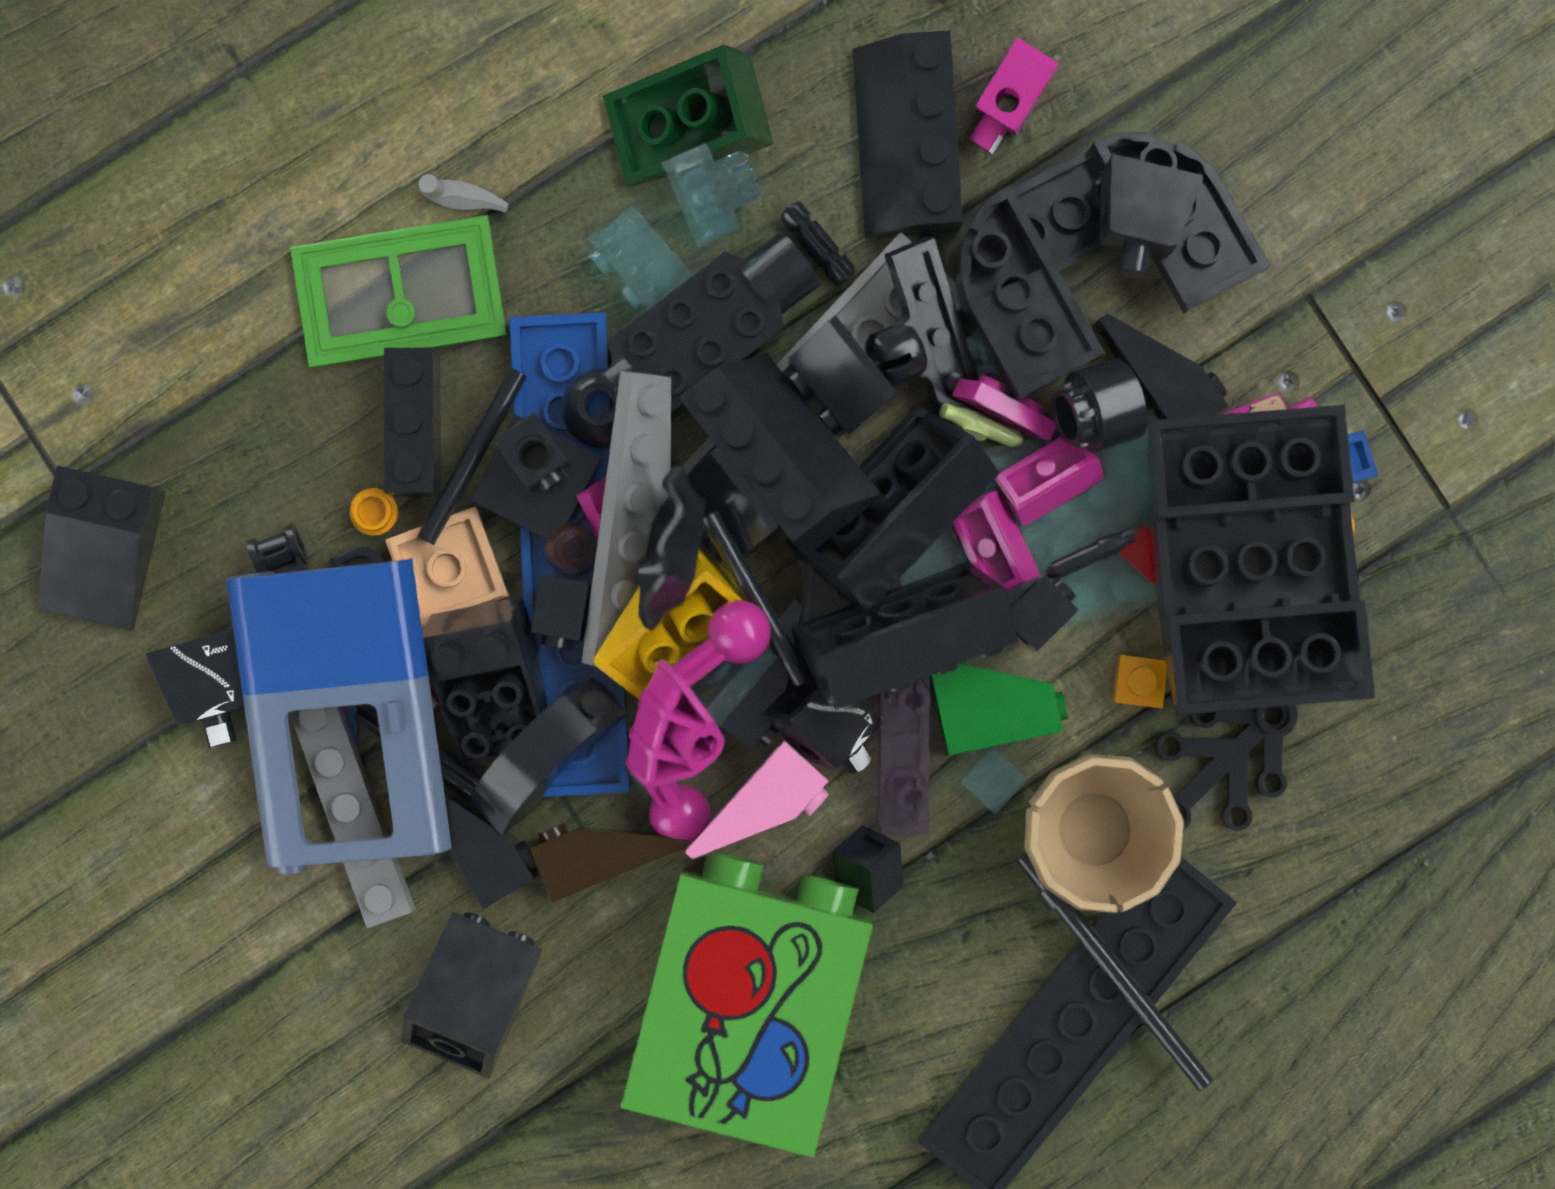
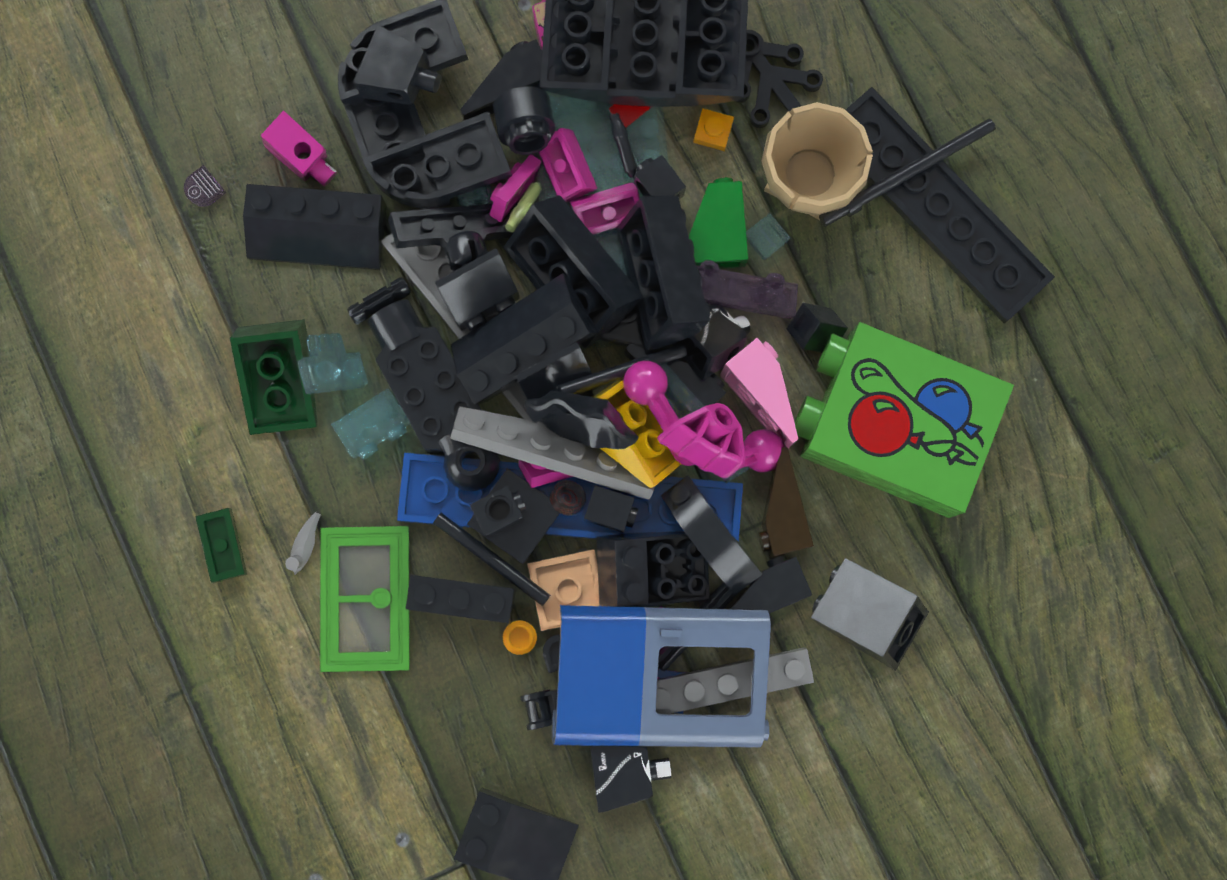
camera: 85 degrees left, 5 degrees down
(442, 83) = (221, 545): none -> dark green plate

